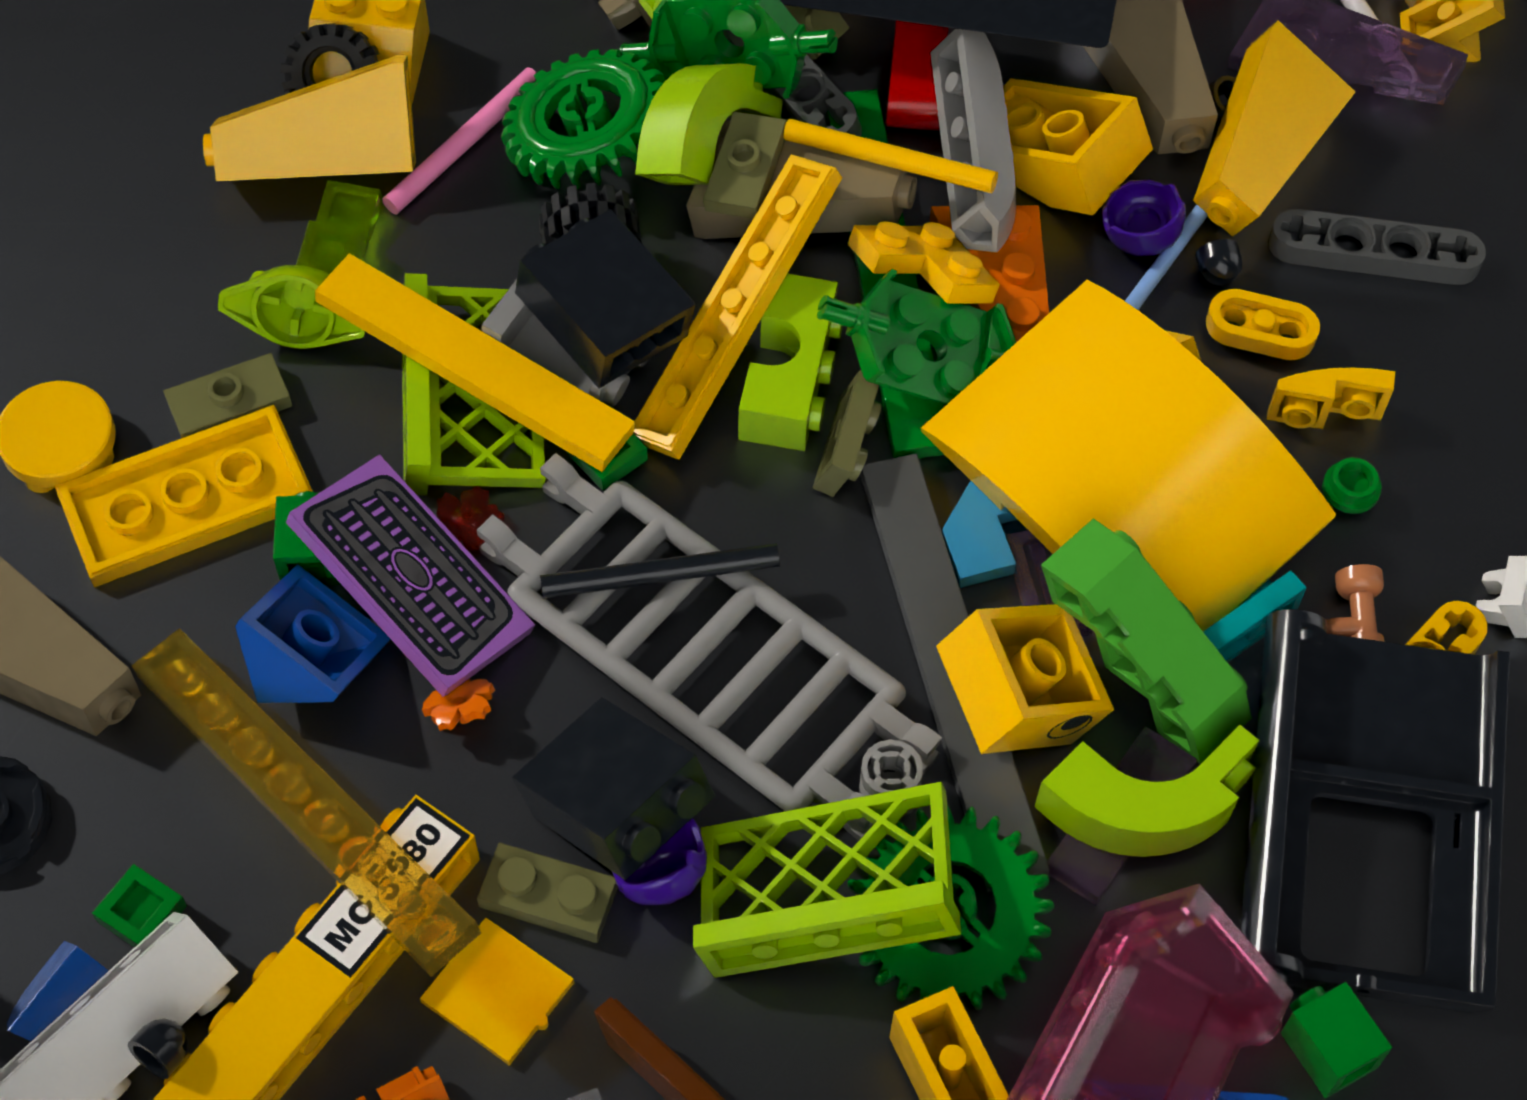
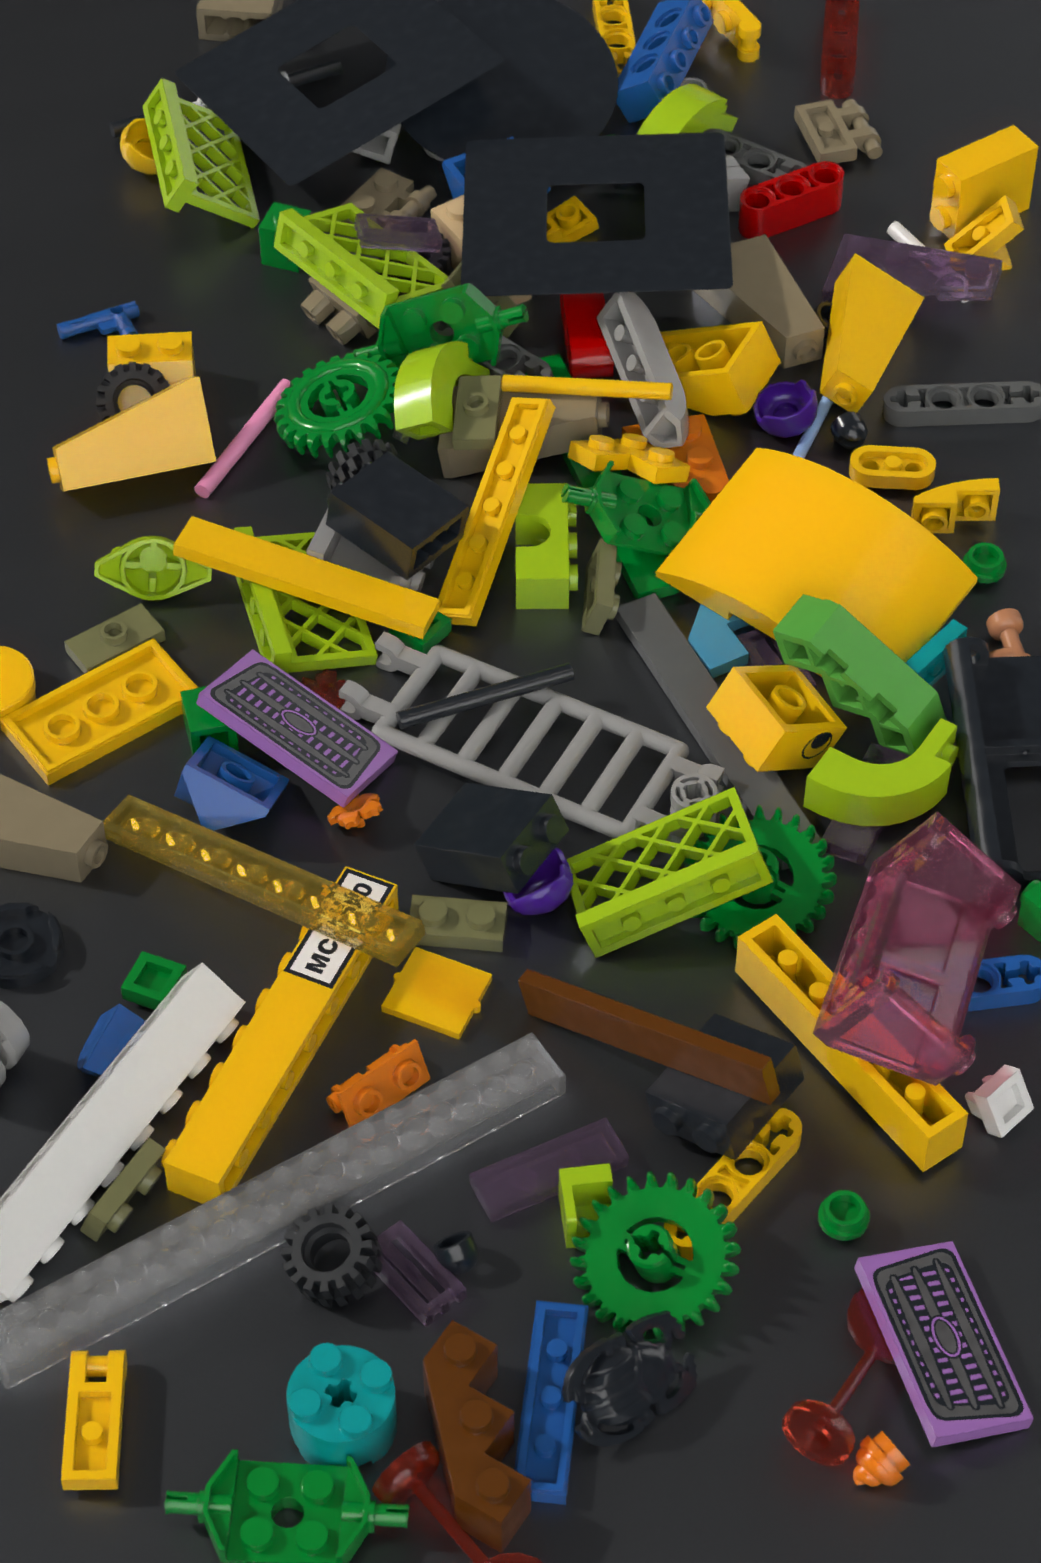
camera: 10 degrees left, 10 degrees down
(160, 1047) = (204, 1053): black hinge -> none
(342, 225) = (168, 507): clear neon green slope -> none

